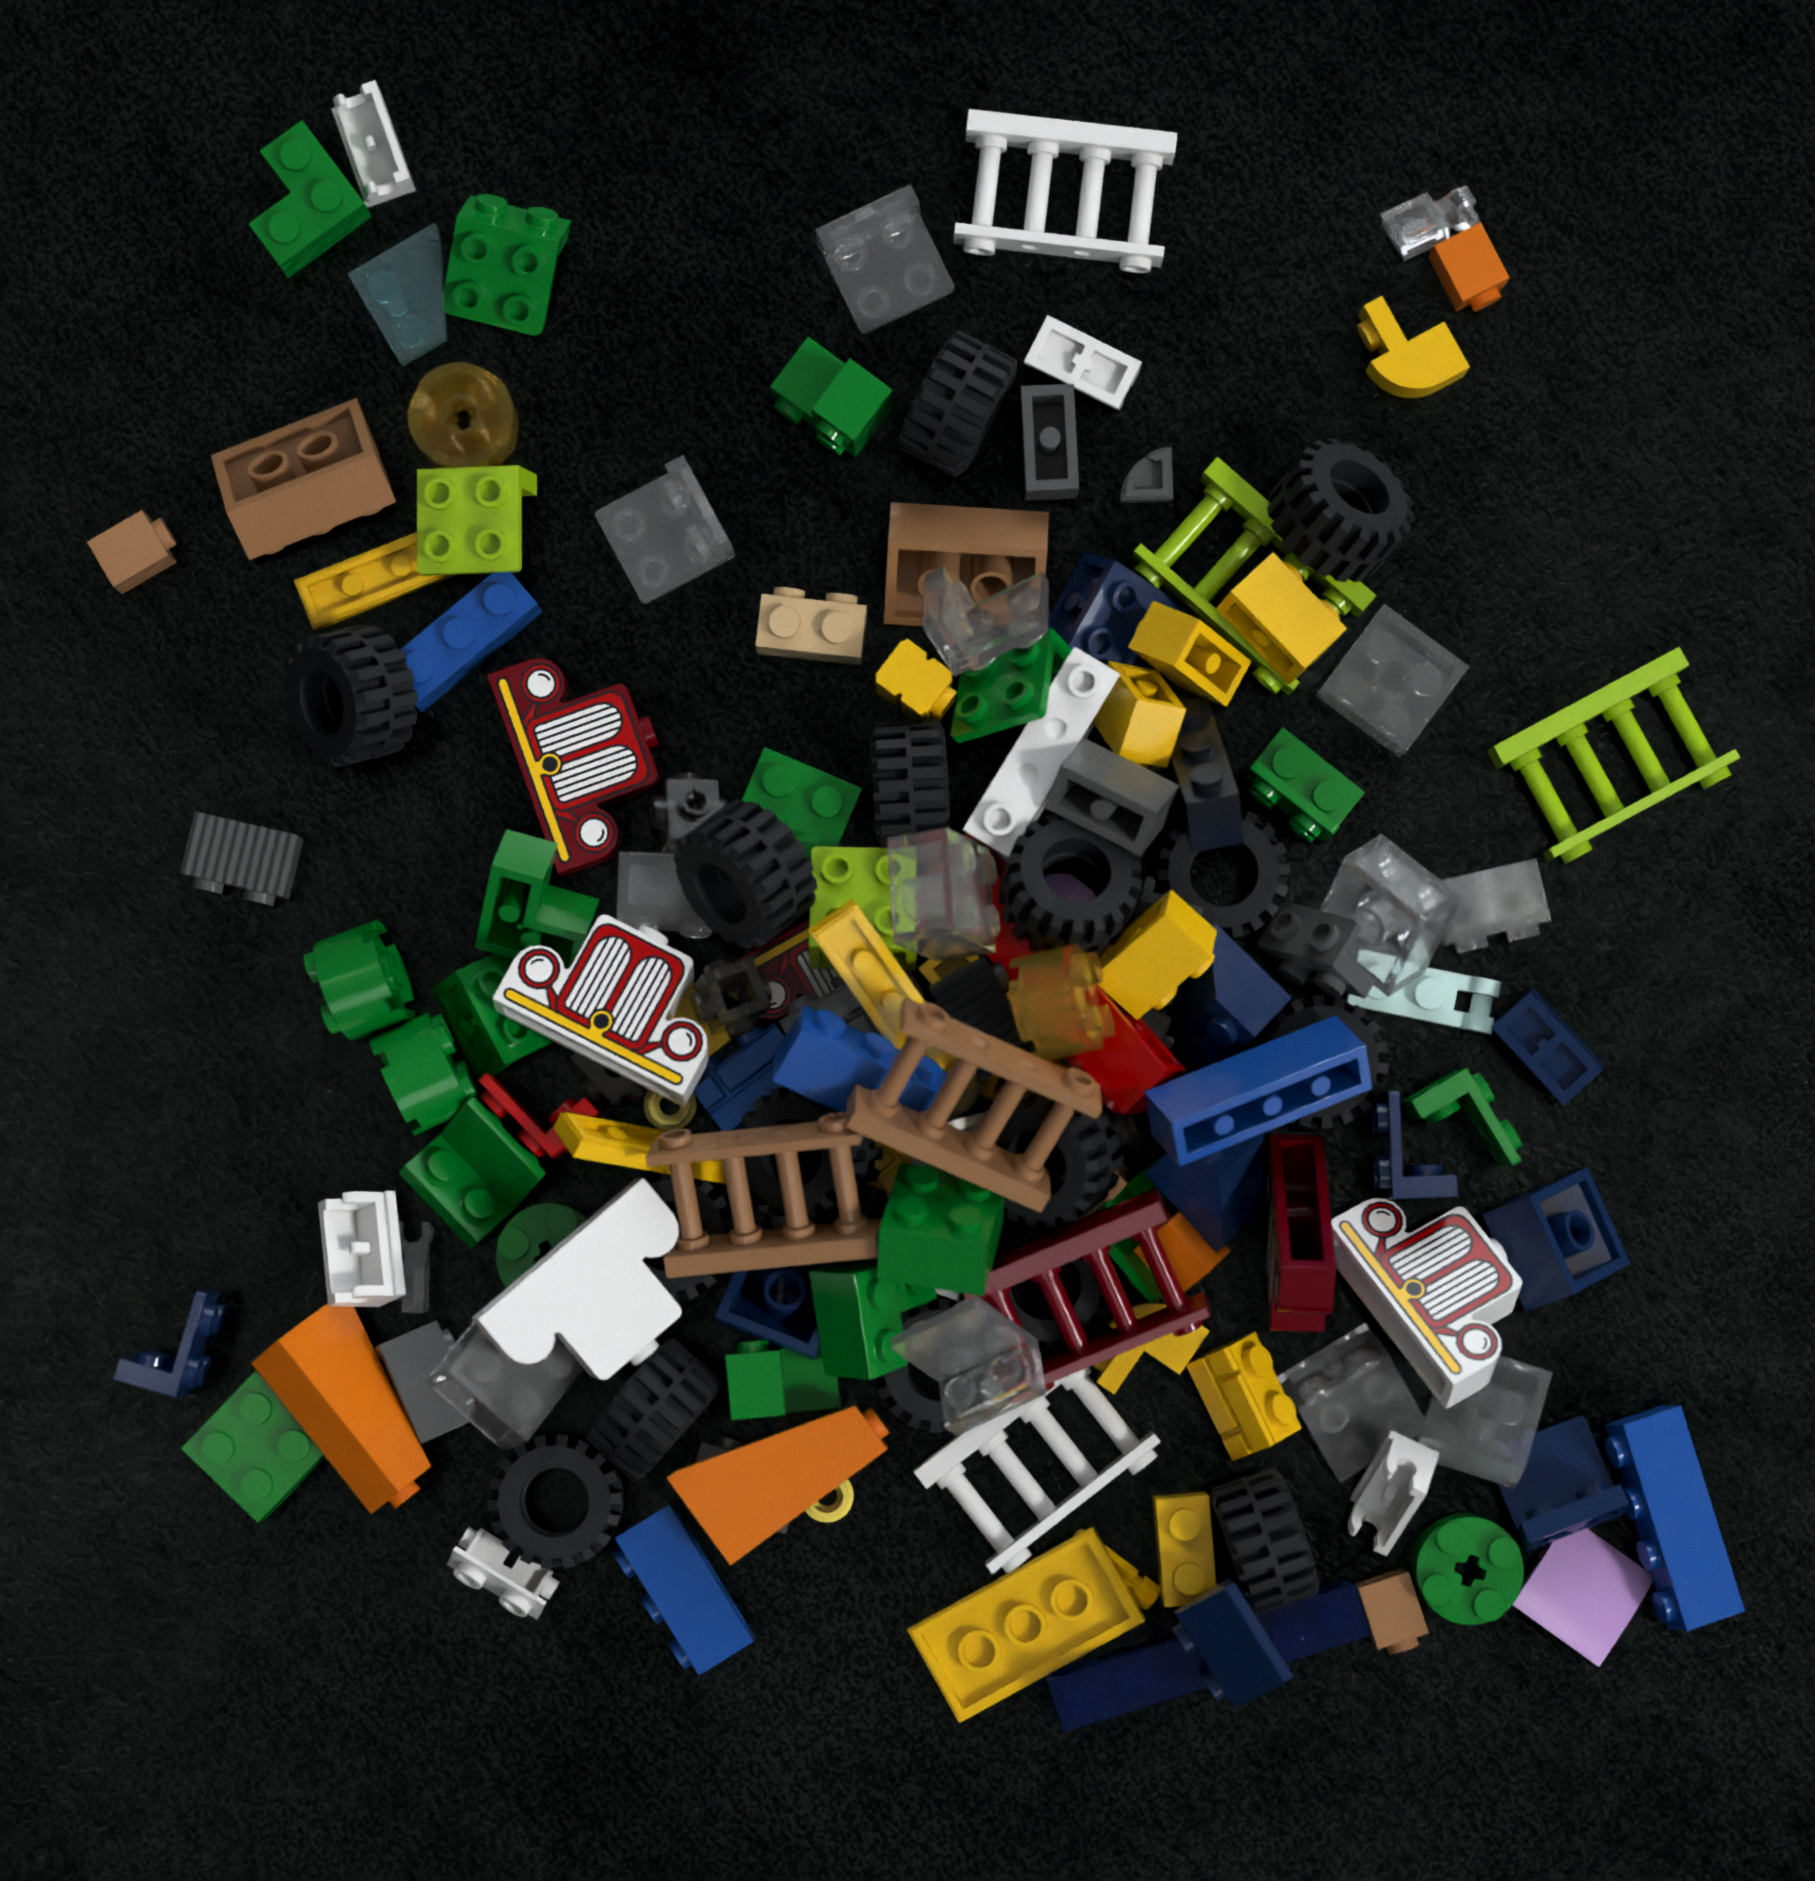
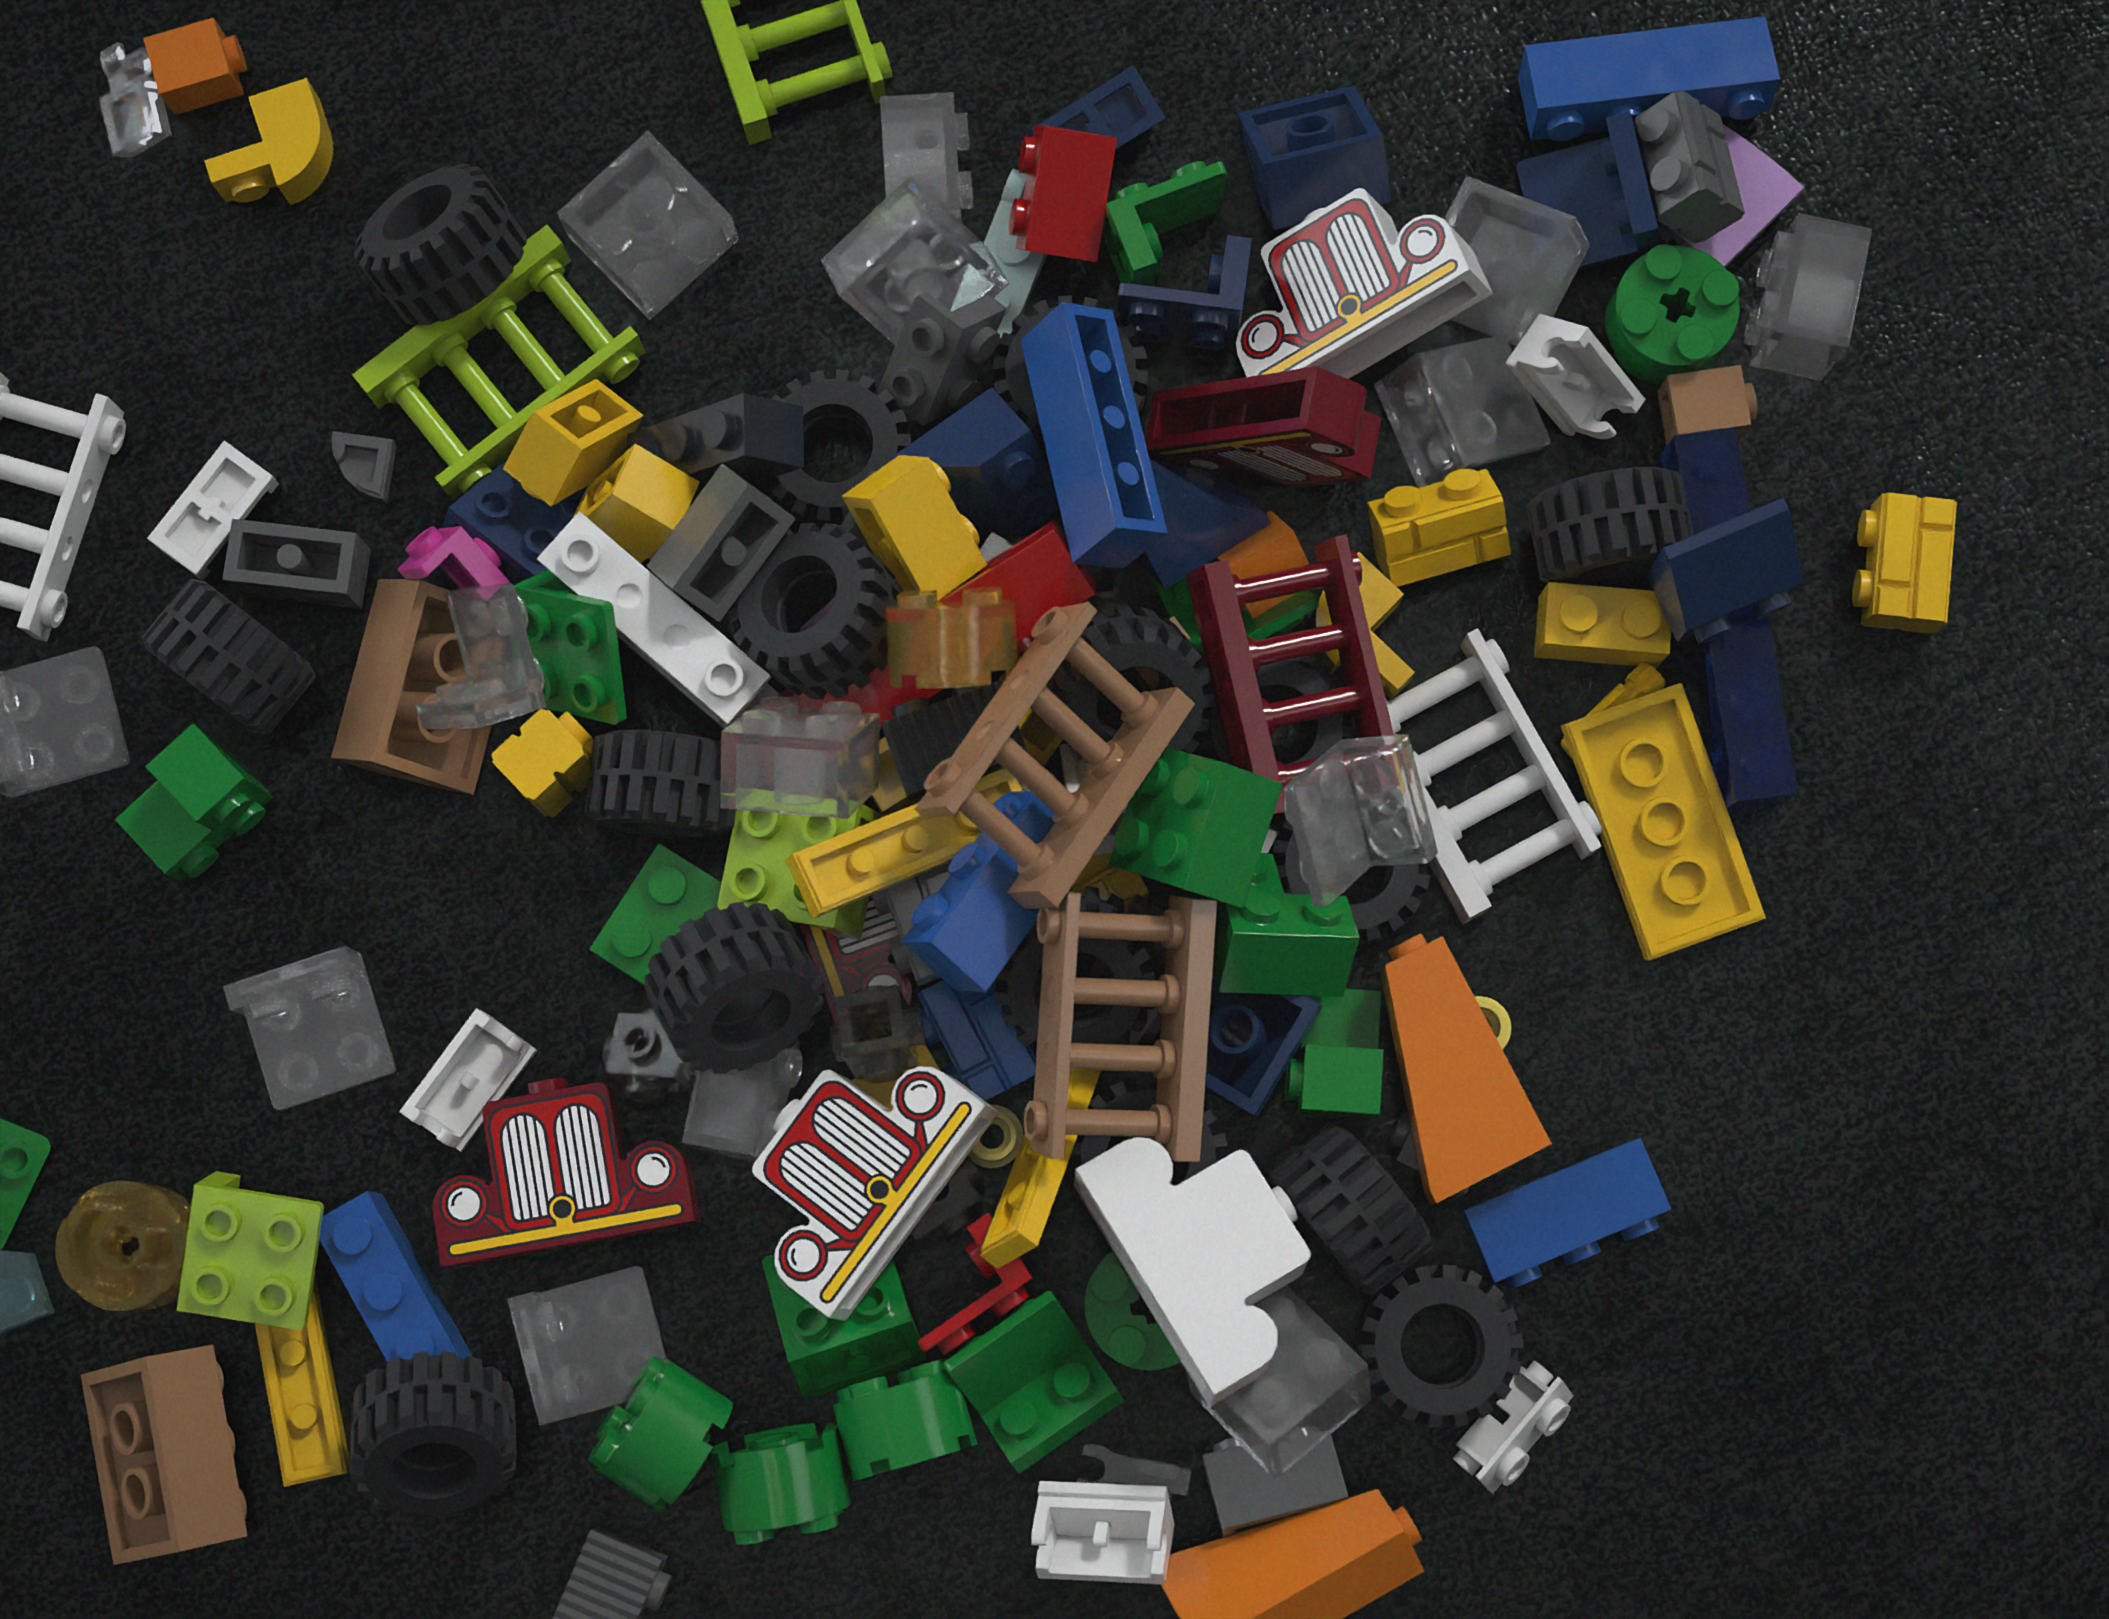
camera: 80 degrees left, 5 degrees down
(381, 877) = (660, 1434): none -> green brick
(445, 806) = (586, 1342): none -> clear bracket
(525, 909) = (729, 1267): green brick -> none
(644, 667) = (470, 1072): none -> white hinge
(811, 627) = (460, 874): tan brick -> none
(1072, 584) = (464, 559): none -> dark pink bracket
(1281, 617) = (552, 329): yellow brick -> none
(1284, 1800) = (1906, 562): none -> yellow brick
(1301, 786) = (754, 347): green bracket -> none
(1476, 1029) = (1063, 192): none -> red brick
(1498, 1683) = (1808, 296): none -> clear brick
(1594, 1562) = (1688, 167): none -> dark grey brick

